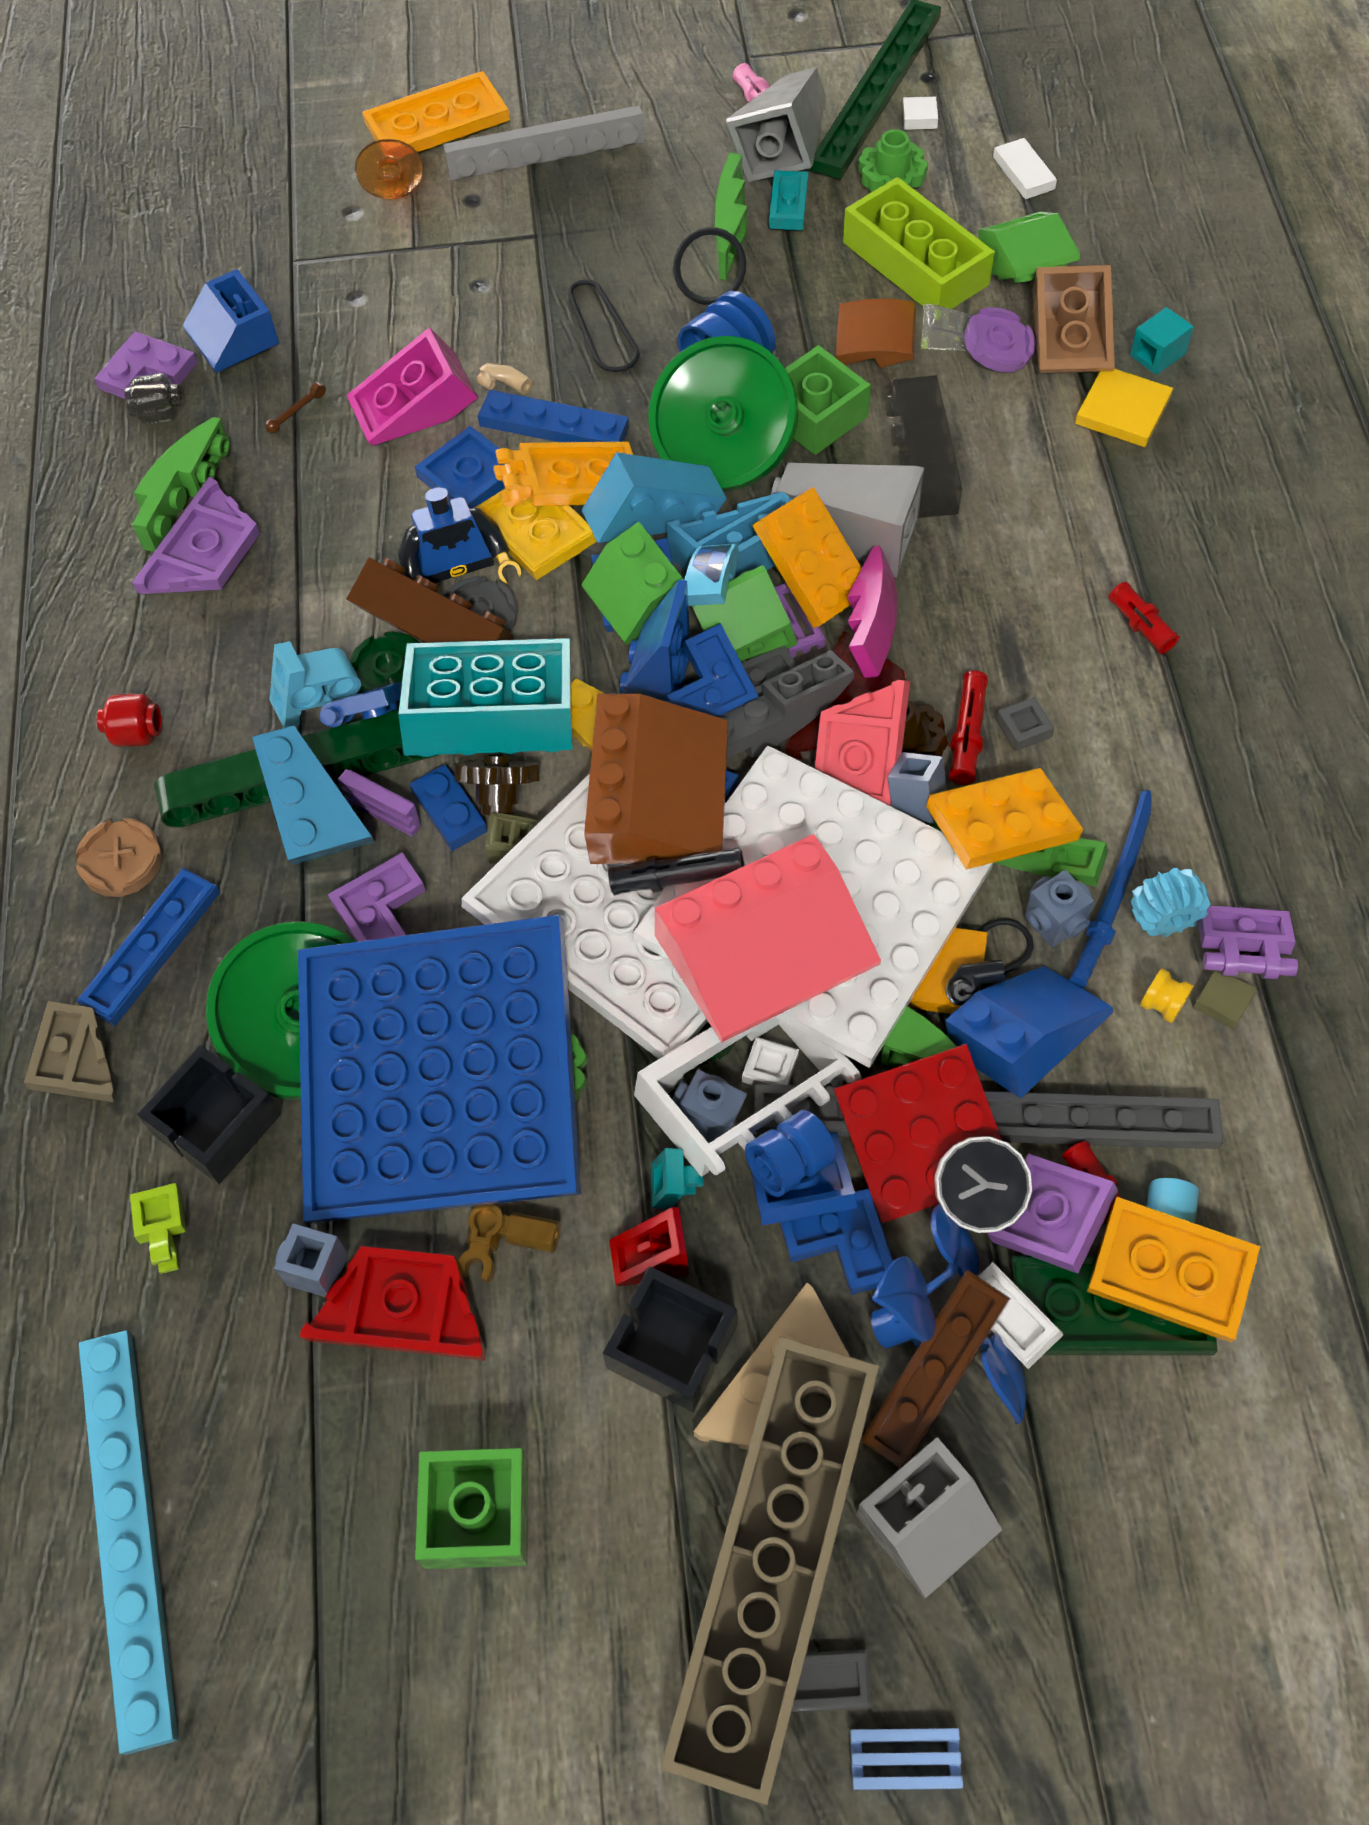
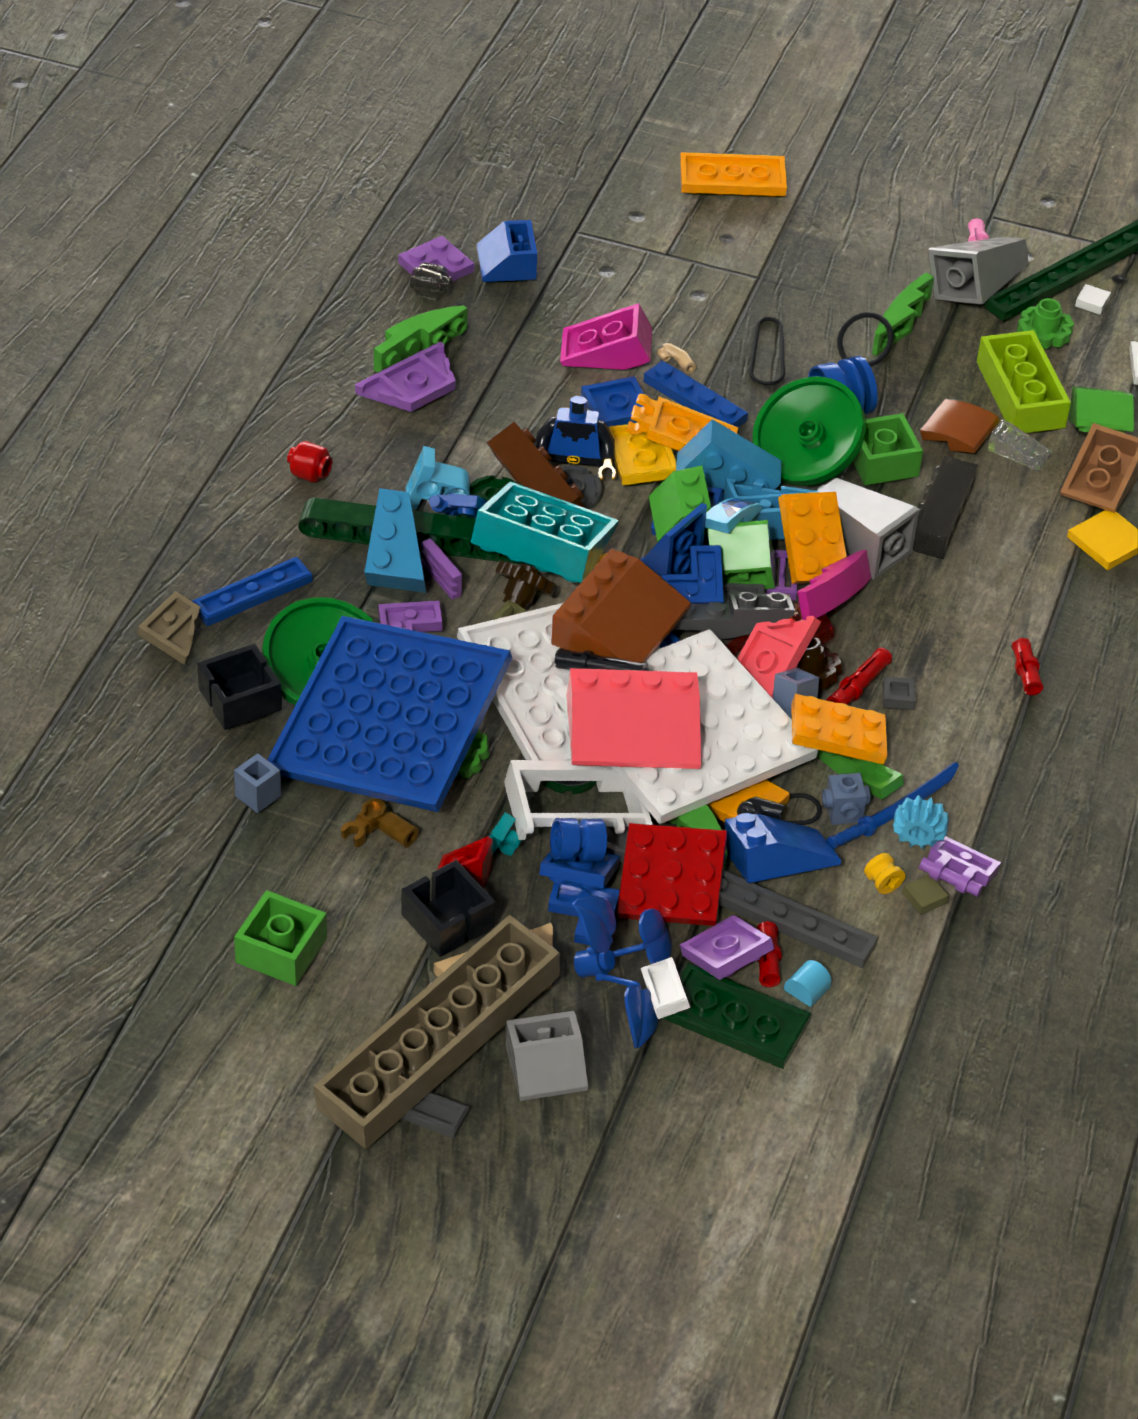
camera: 20 degrees right, 15 degrees down
(118, 857) = (260, 536): medium nougat tile -> none
(127, 1545) = (73, 877): medium azure plate -> none
(156, 1218) = (177, 730): lime plate -> none
(317, 390) = (544, 318): reddish brown hinge -> none
(389, 158) = (680, 189): clear orange dish -> none
(400, 1305) = (296, 829): red wing -> none
(448, 807) = (484, 590): blue plate -> none
(544, 142) = (799, 219): light grey plate -> none
(709, 1104) = (546, 799): sand blue brick -> none
(770, 1063) = (602, 803): white tile -> none
(788, 200) = (953, 320): teal plate -> none
(935, 1369) = (605, 982): reddish brown tile -> none
(951, 1758) = (462, 1161): light blue tile -> none
(983, 1184) = (690, 910): black tile -> none
(999, 340) = (1044, 463): medium lavender tile -> none
(1174, 1269) = (781, 1002): light orange plate -> none

